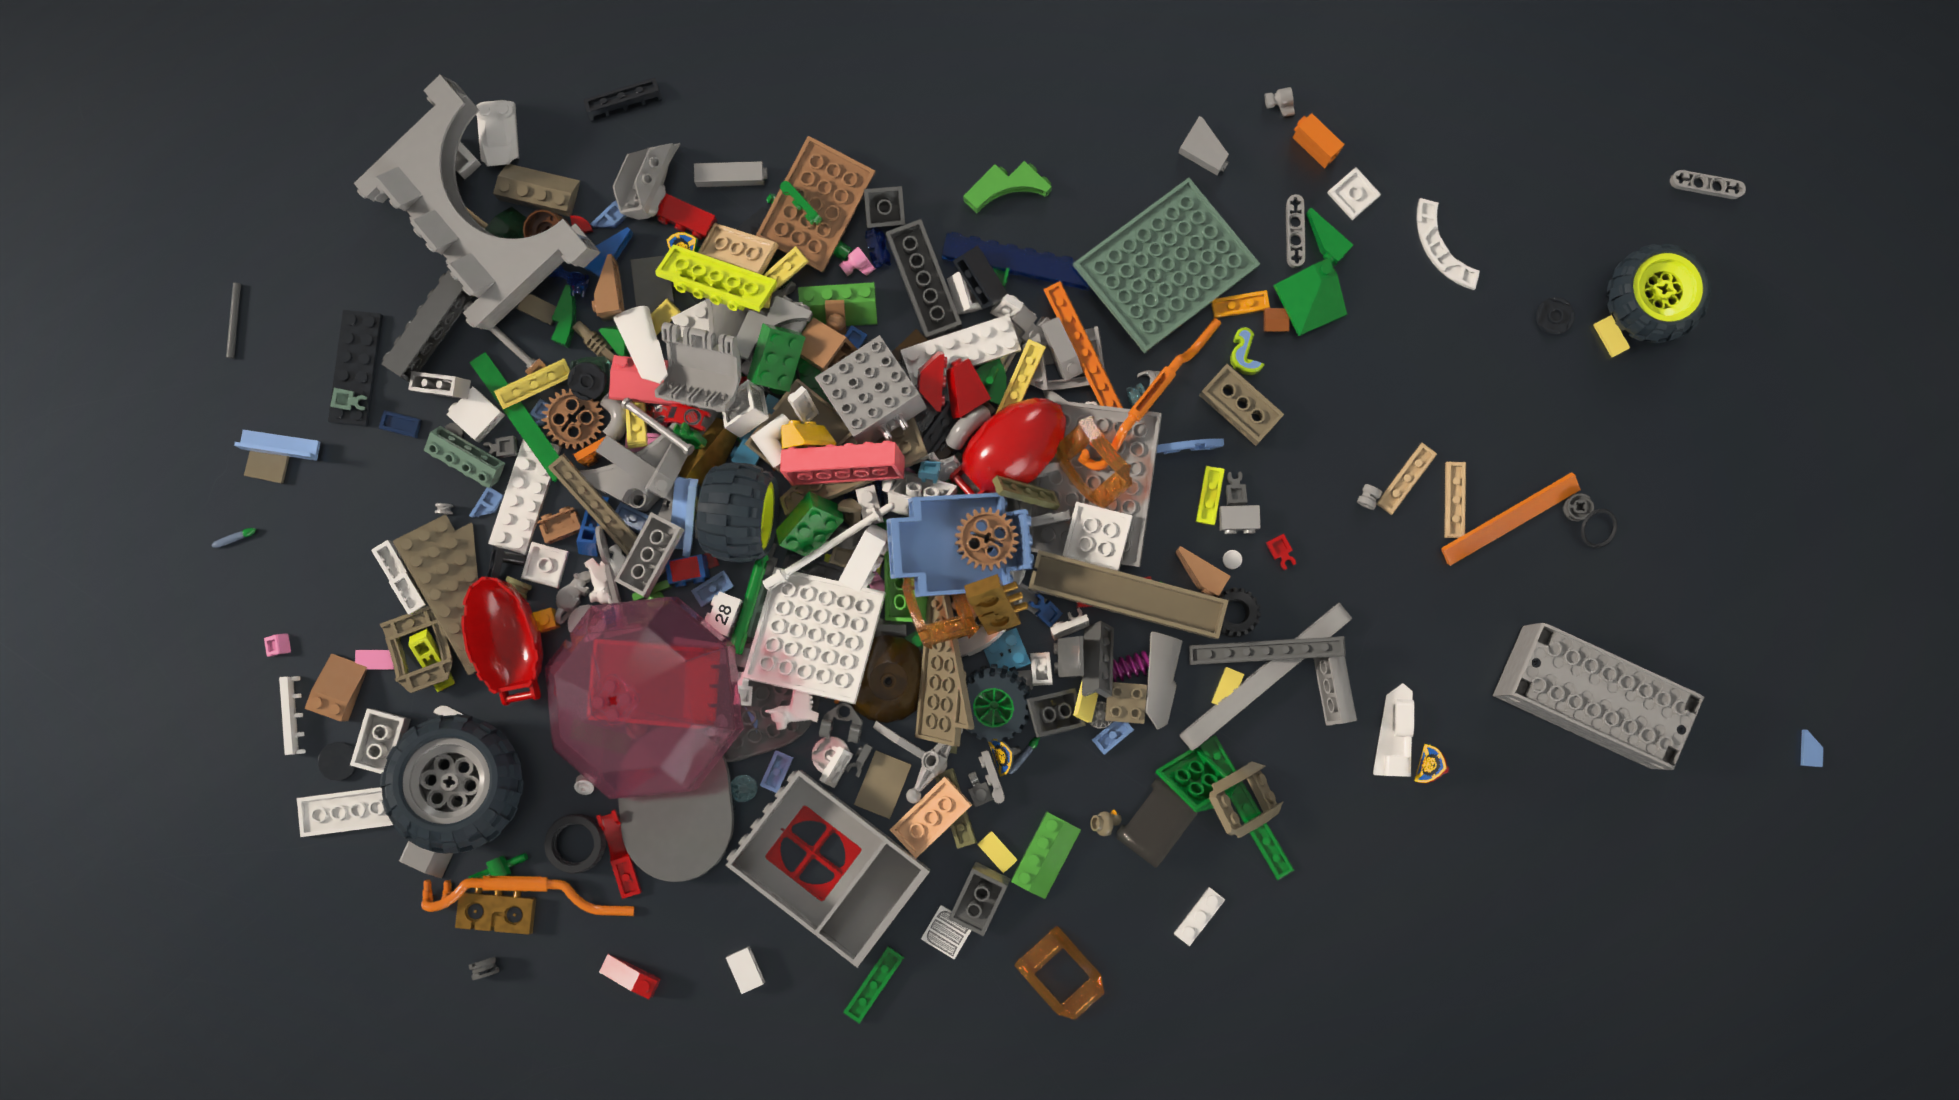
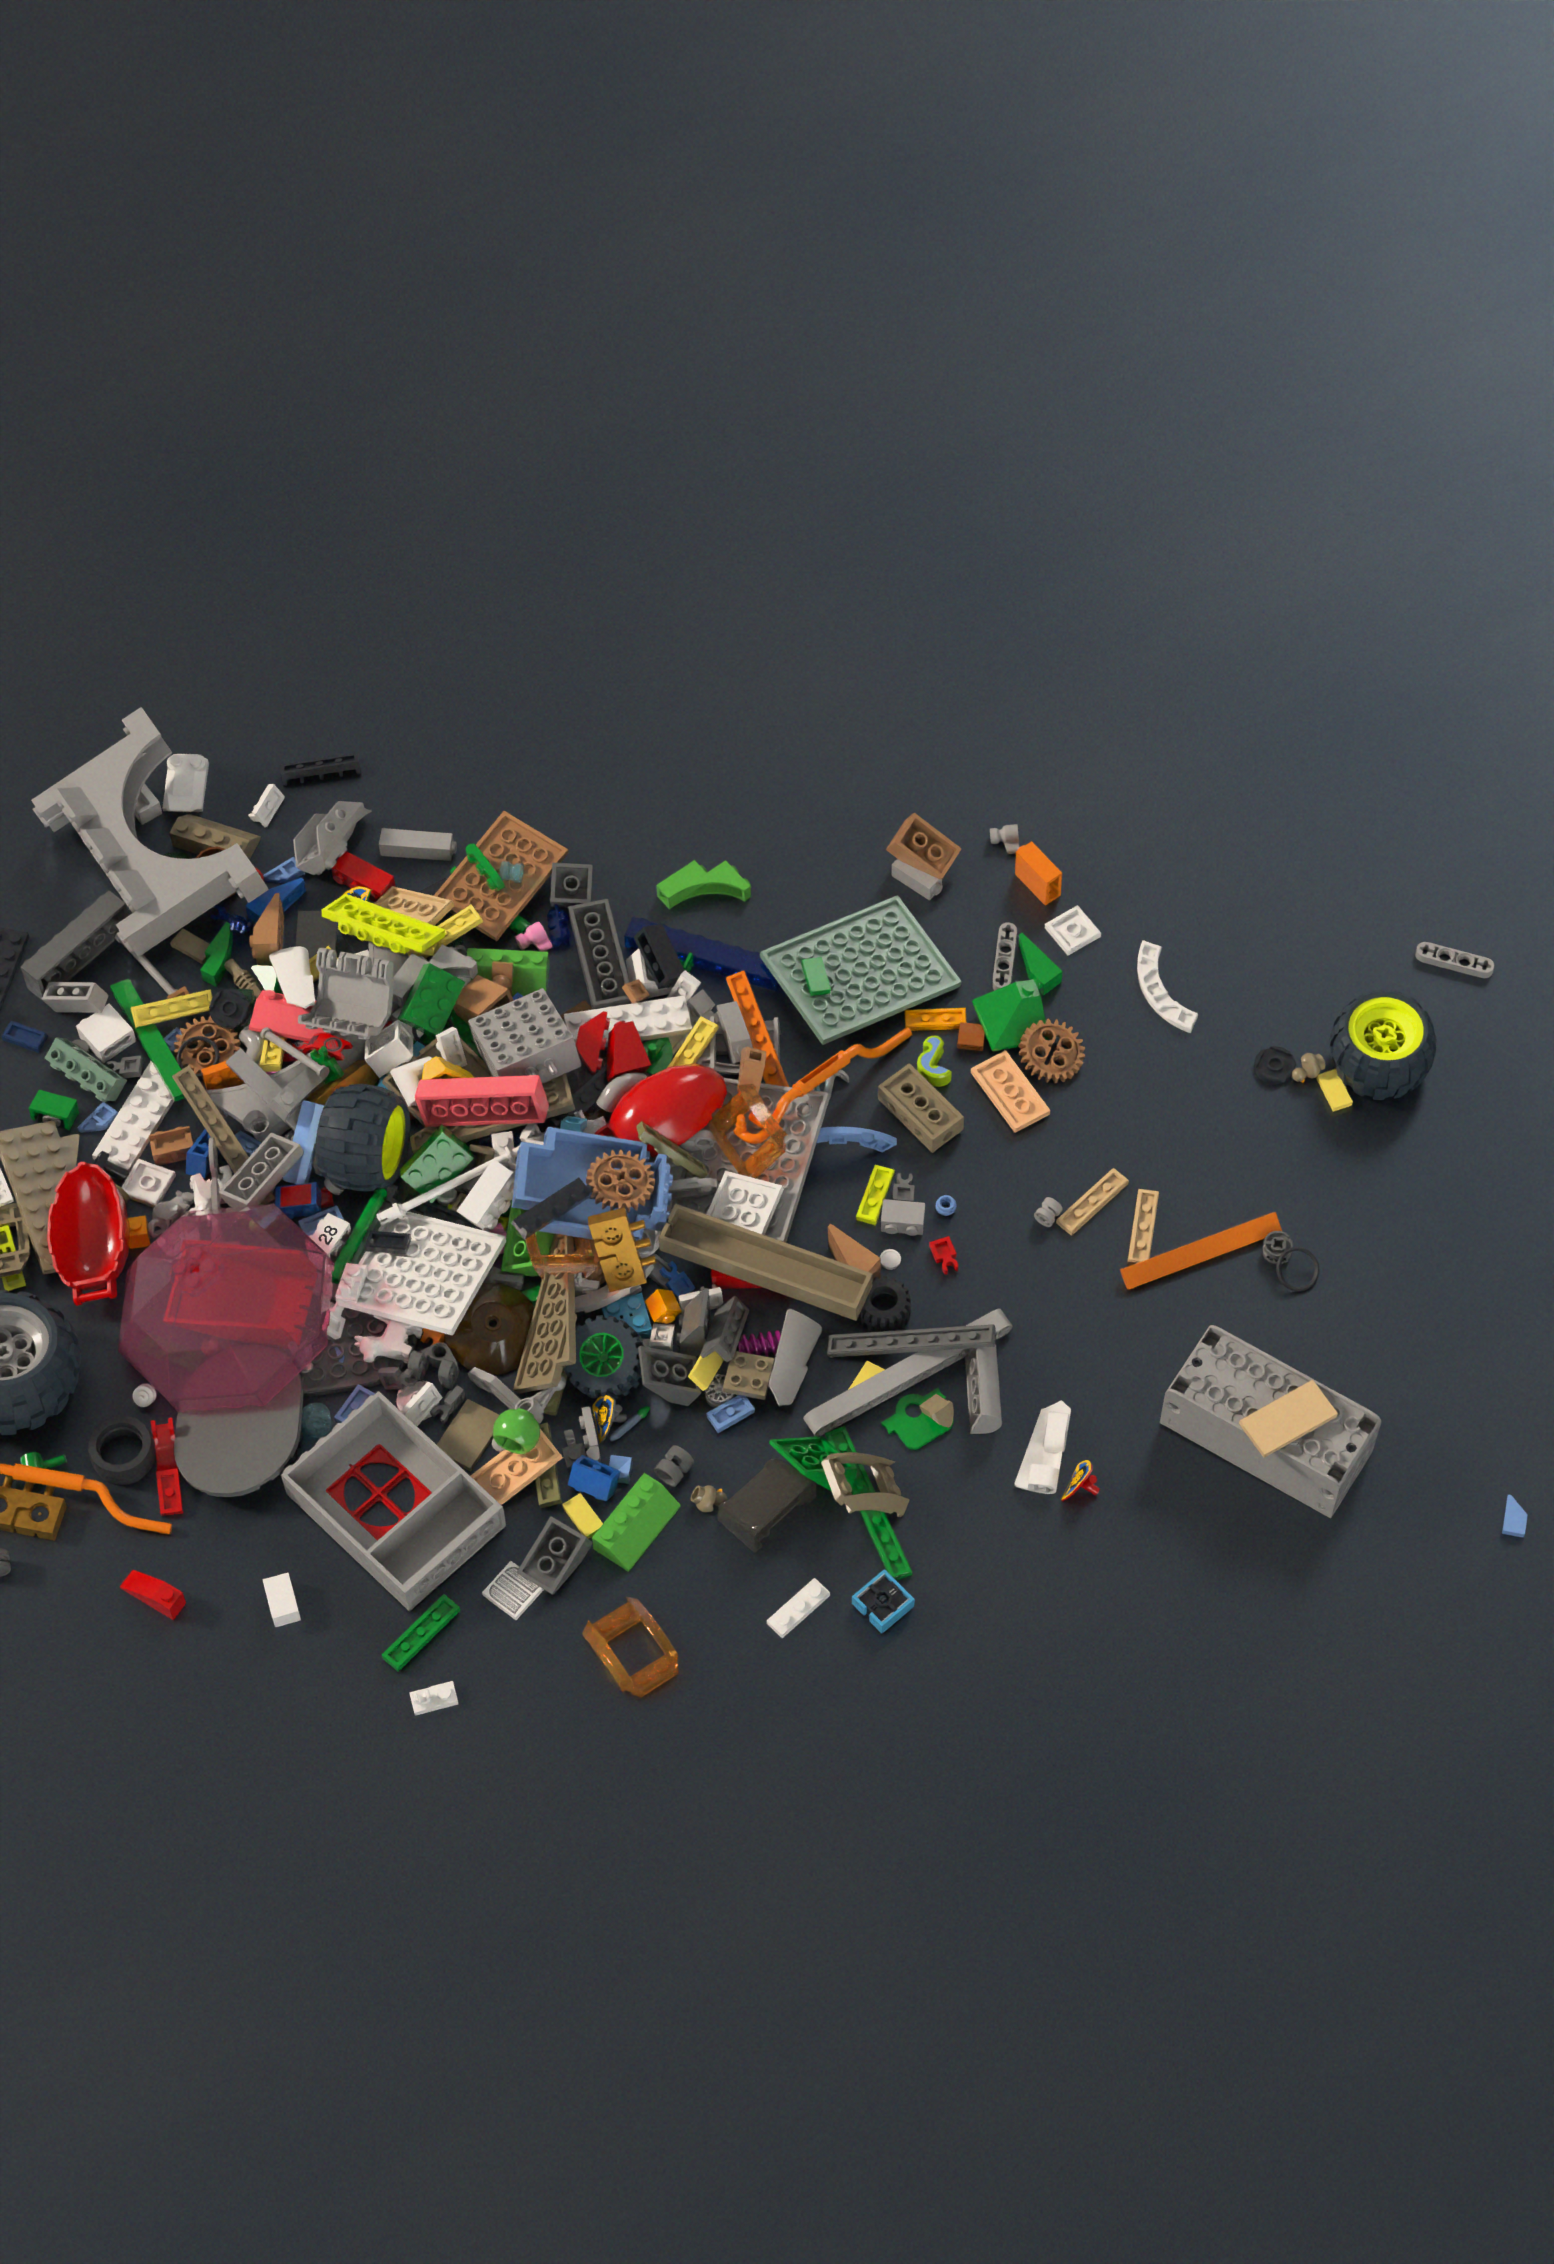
camera: 10 degrees right, 25 degrees down
(443, 501) = (54, 1106): none -> green panel
(571, 416) = (212, 1043): none -> black tyre
(580, 147) = (267, 805): none -> white plate
(753, 658) = (351, 1282): none -> white plate
(778, 609) = (388, 1242): none -> black tile
(807, 741) = (395, 1379): none -> dark grey plate
(827, 204) = (511, 871): none -> clear light blue wheel
(895, 1043) = (434, 1698): none -> white plate
(929, 792) = (516, 1431): none -> bright green wheel
(930, 581) = (552, 1208): none -> black hinge
(963, 317) = (635, 991): none -> medium nougat tile
(1002, 818) = (594, 1478): none -> blue brick
(1023, 803) = (623, 1464): none -> medium blue slope
(1037, 638) = (663, 1306): none -> light orange brick
(1065, 801) = (674, 1465): none -> dark grey wheel
(1085, 393) = (751, 1067): none -> medium nougat slope
(1129, 283) = (816, 976): none -> tile
(1209, 128) = (923, 847): none -> medium nougat slope
(1274, 904) = (883, 1601): none -> piece
(1275, 493) = (946, 1200): none -> medium blue plate
(1287, 724) = (918, 1430): none -> green piece
(1297, 711) = (939, 1410): none -> dark tan tile
(1319, 374) = (1010, 1091): none -> light nougat plate
(1367, 334) = (1070, 1058): none -> medium nougat gear
(1589, 317) = (1311, 1067): none -> dark tan animal
(1625, 712) = (1288, 1418): none -> tan tile

